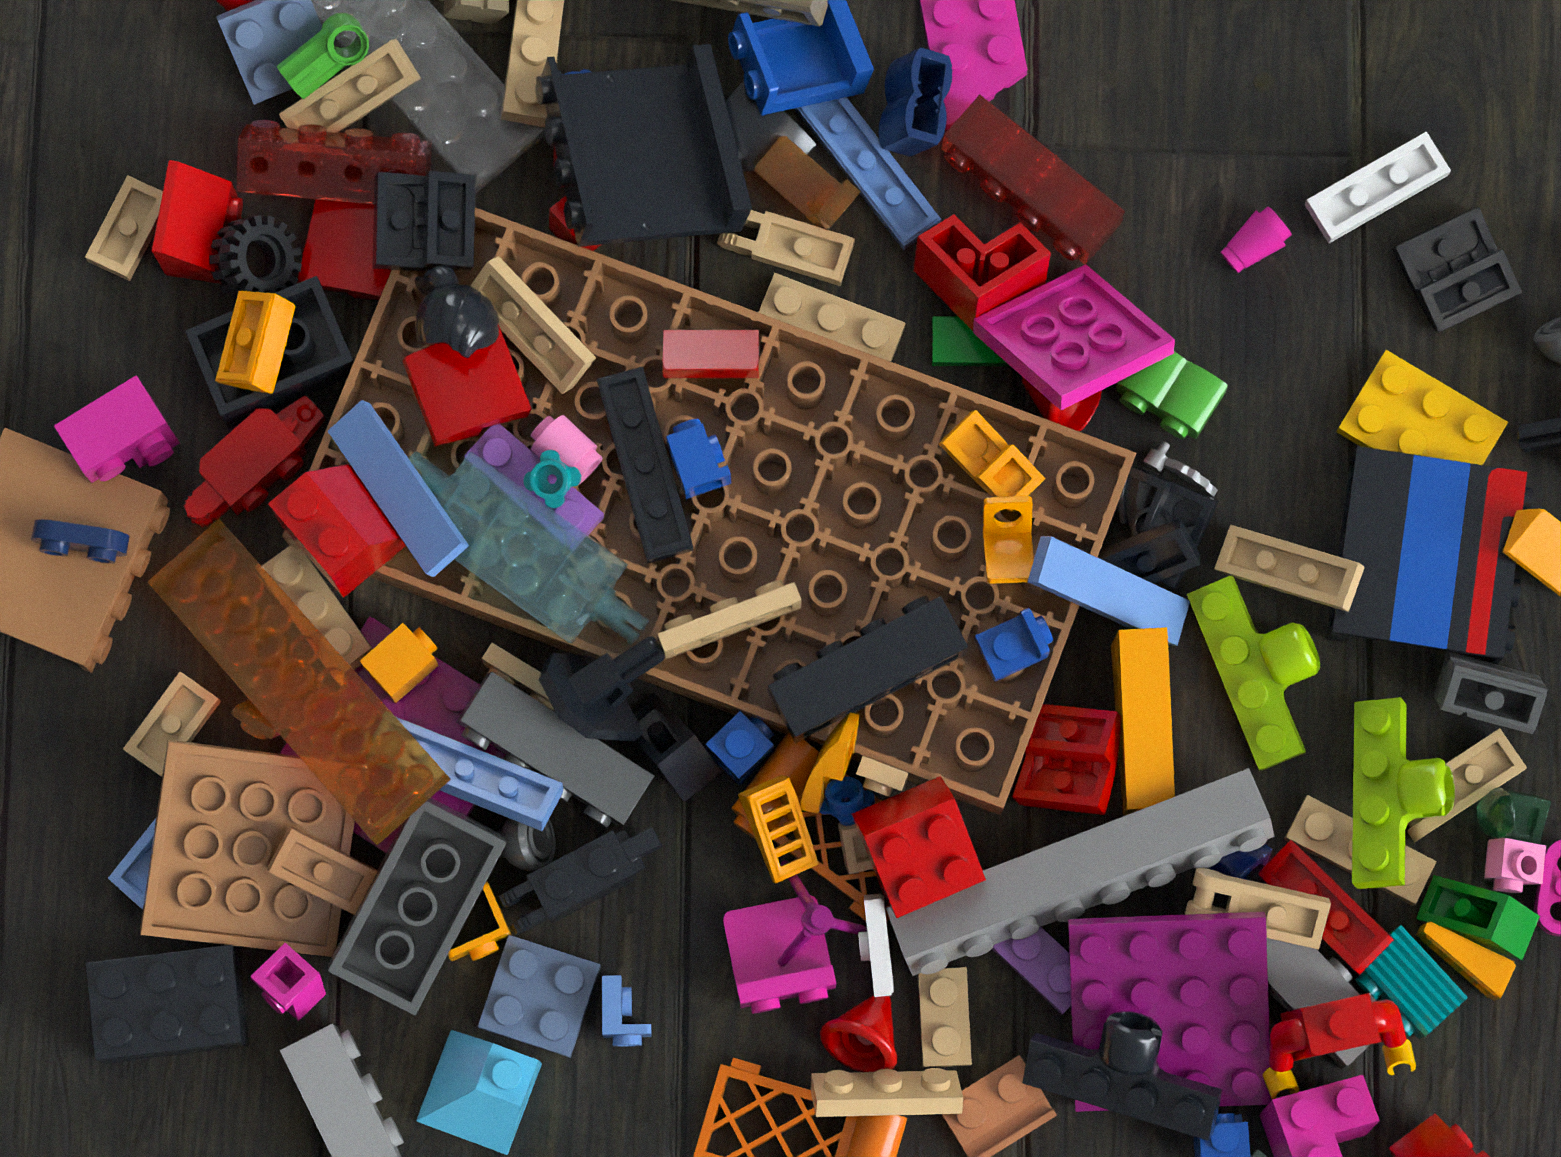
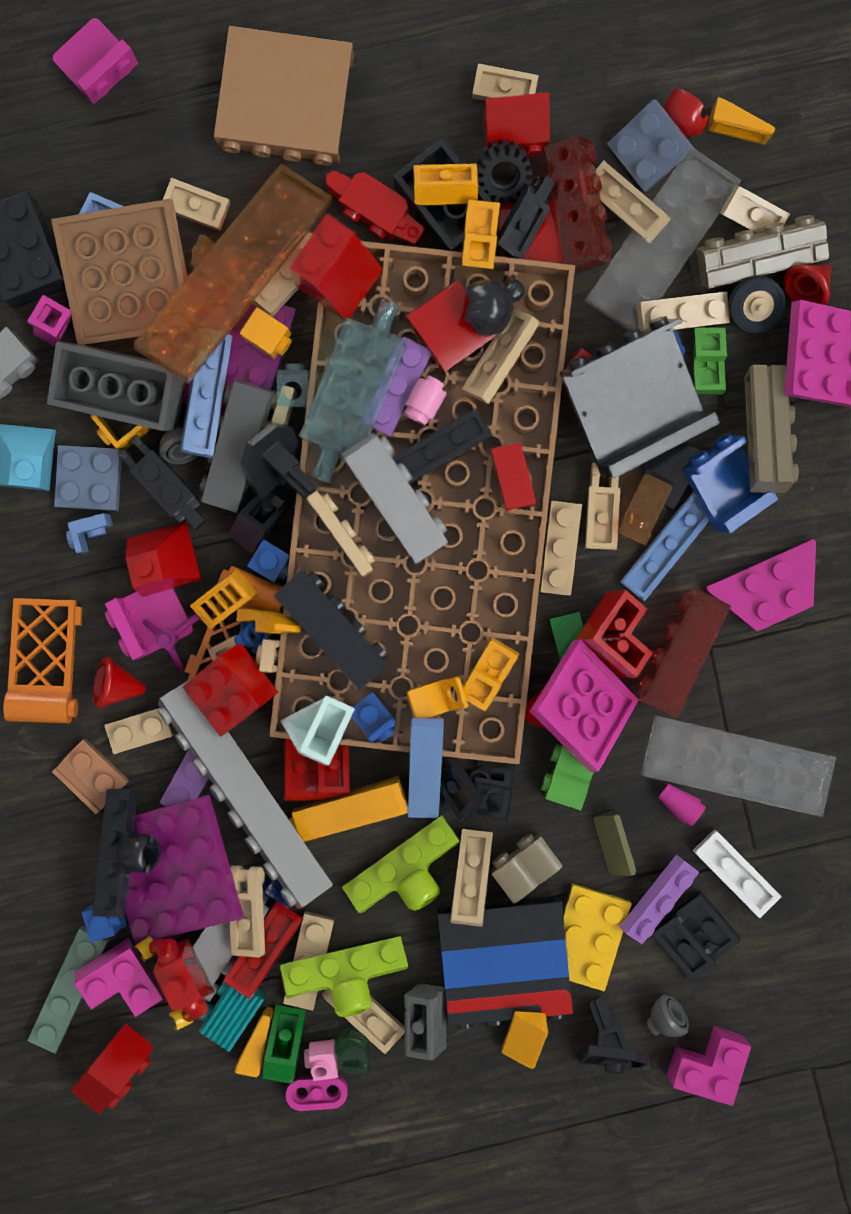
camera: 75 degrees right, 10 degrees up
(100, 543) = (290, 121): dark blue plate -> none
(117, 429) = (370, 114): dark pink brick -> none
(320, 59) = (645, 175): bright green piece -> none
(322, 870) = (120, 320): medium nougat plate -> none
(332, 243) = (525, 218): none -> black hinge
(342, 310) = (480, 234): none -> light orange slope
(398, 488) = (369, 299): medium blue tile -> none
(423, 221) = (552, 269): black slope -> none
(468, 638) = (295, 373): none -> clear light blue bracket
(538, 479) = (391, 396): teal plate -> none
(610, 40) = (708, 360): none -> bright green slope
(693, 910) = (162, 559): none -> red slope
(697, 459) = (441, 485): blue brick -> none
(698, 522) = (394, 497): none -> light grey brick
(875, 945) = (168, 677): white plate -> none
(886, 1093) = (77, 707): tan plate -> none
(915, 98) = (709, 567): dark blue brick -> none
(1008, 723) = (319, 728): none -> light aqua slope
(1157, 460) = (522, 776): light grey piece -> none
(1218, 147) = (738, 766): none -> clear plate
(1291, 352) = (614, 843): none -> olive slope
(1294, 489) = (525, 867): none -> dark tan brick
(1389, 307) = (659, 899): none -> medium lavender plate

